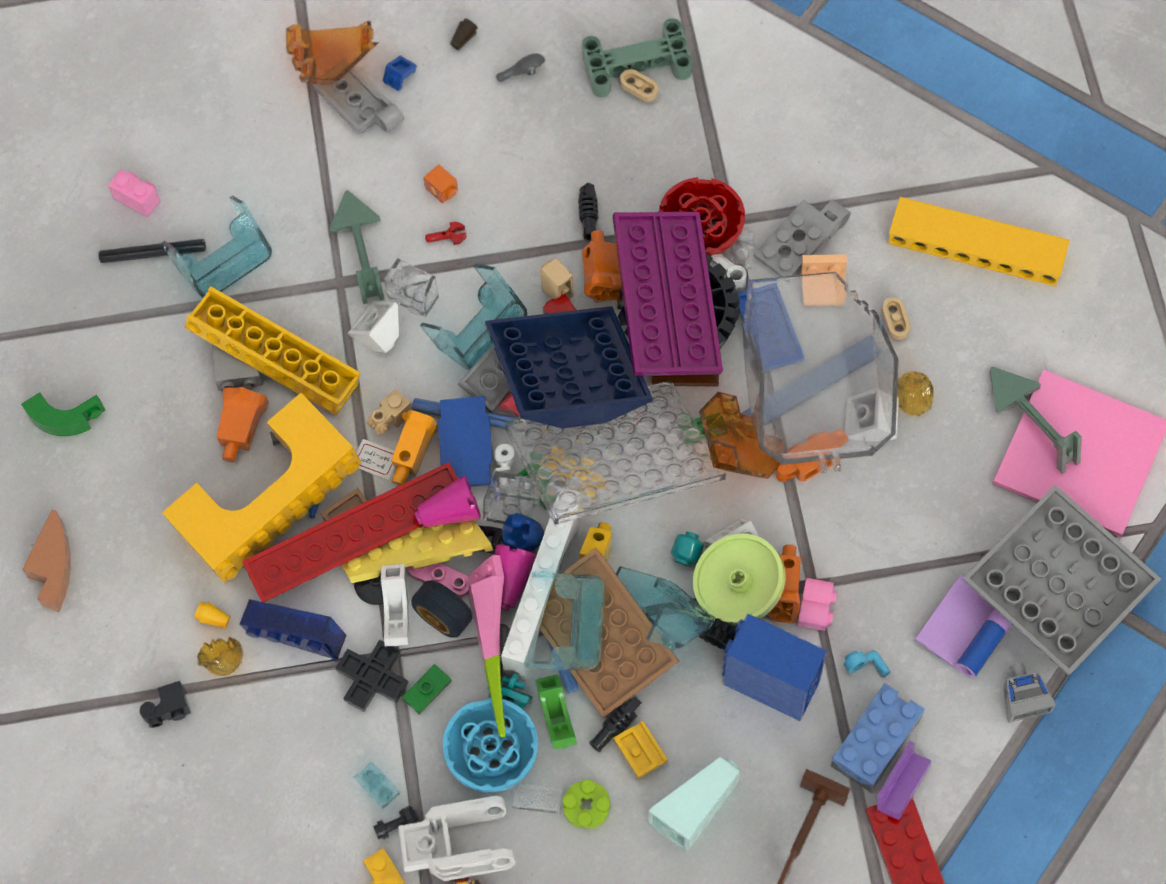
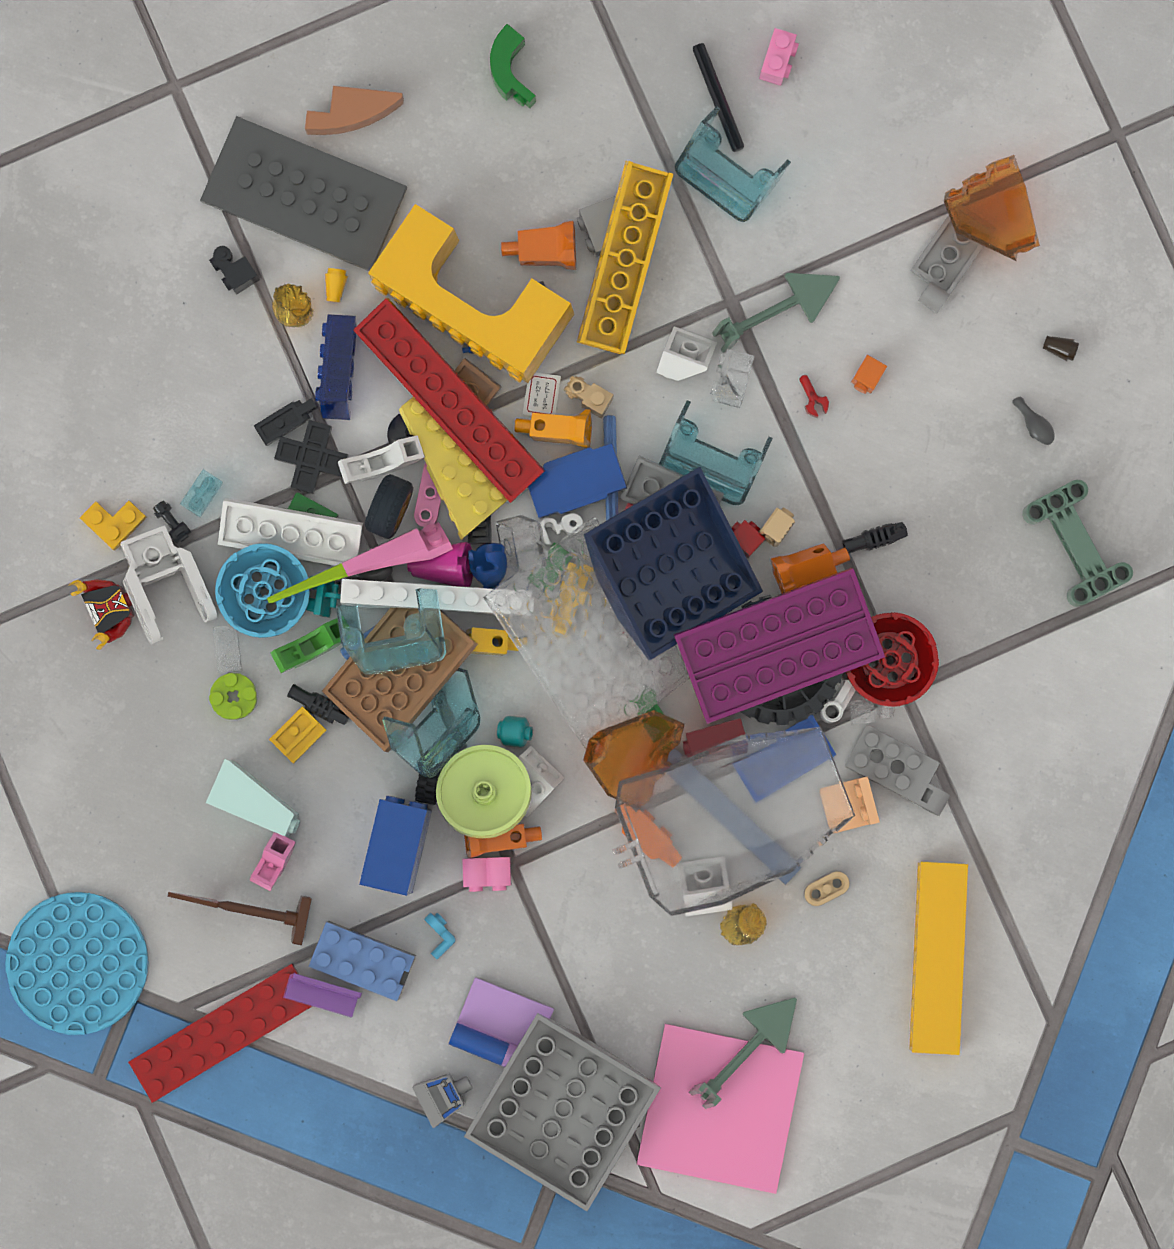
camera: 70 degrees right, 20 degrees up
(114, 627) = (303, 193): none -> dark grey plate
(329, 692) = (284, 420): none -> black hinge
(397, 71) = (996, 290): blue bracket -> none
(447, 691) = (301, 533): none -> white plate
(449, 505) = (494, 486): dark pink cone -> none
(640, 86) = (1044, 555): tan plate -> none
(736, 372) = (711, 735): none -> dark red brick
(758, 798) = (273, 861): none -> bright pink brick

